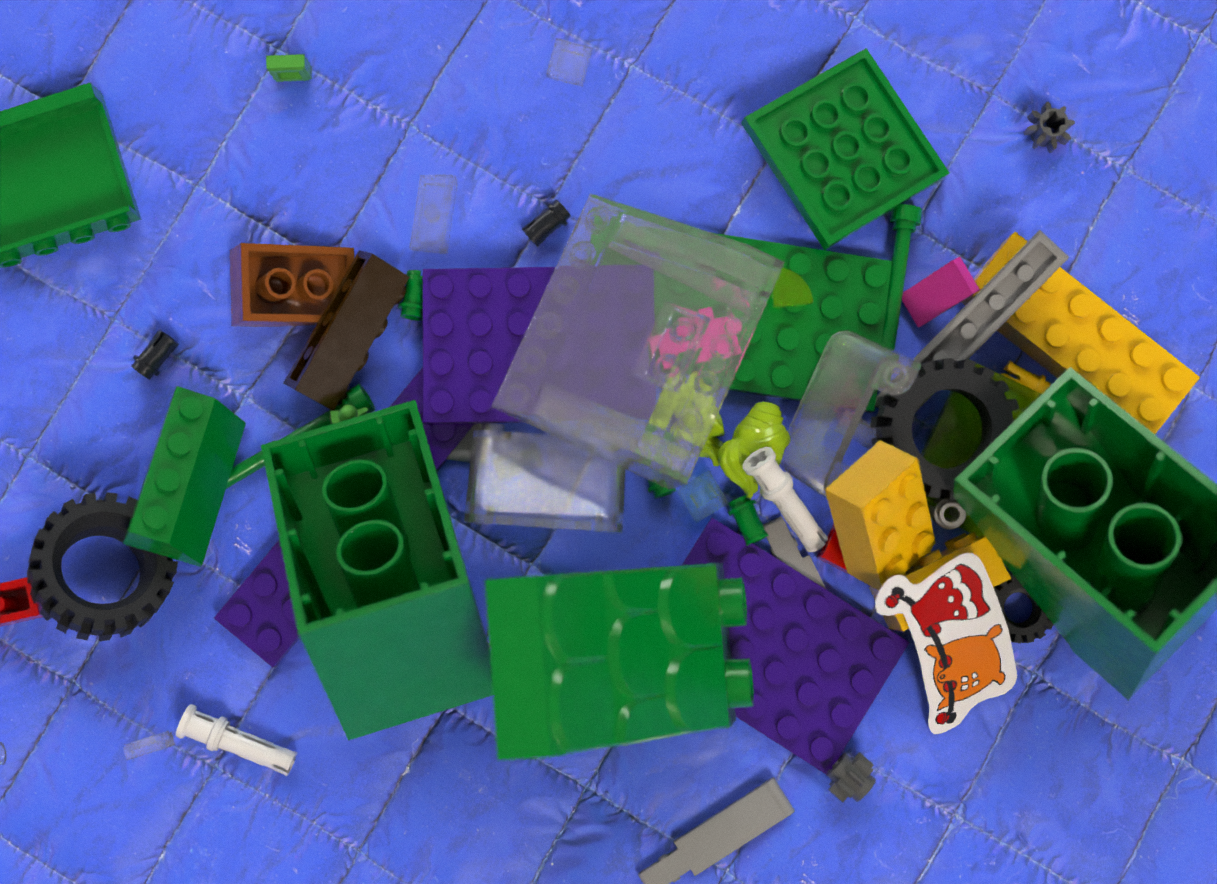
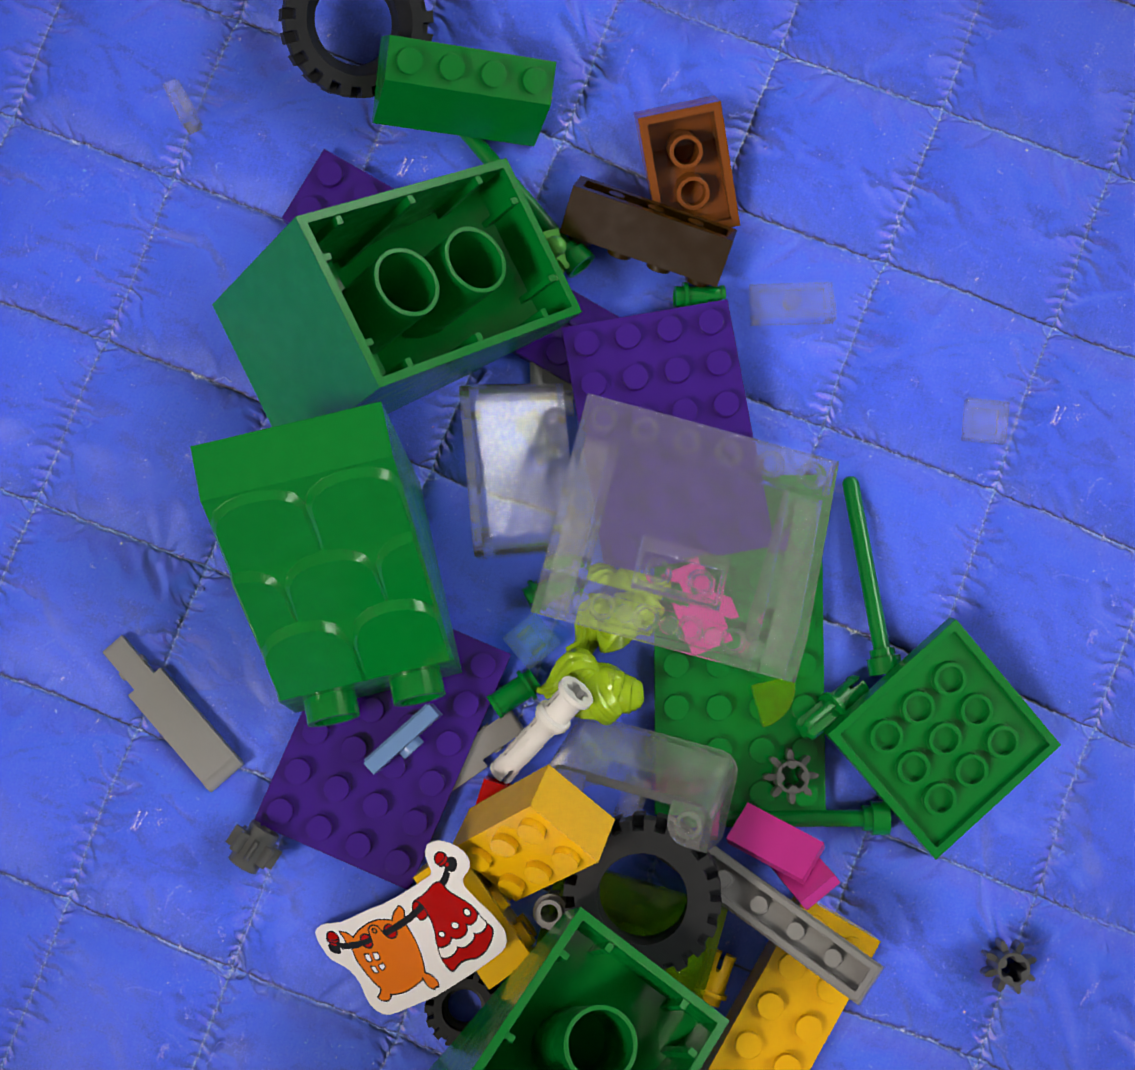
camera: 80 degrees right, 0 degrees up
(154, 355) = (590, 39): black pin -> none
(219, 734) = (204, 177): white pin -> none
(289, 67) = (923, 122): bright green tile -> none
(546, 222) = (802, 425): black pin -> none
(765, 187) = (882, 656): none -> green piece
(776, 623) = (404, 740): none -> medium blue plate
(804, 240) = (830, 707): none -> green axle
(857, 275) = (801, 773): none -> dark grey gear
(916, 307) = (775, 843): none -> dark pink tile

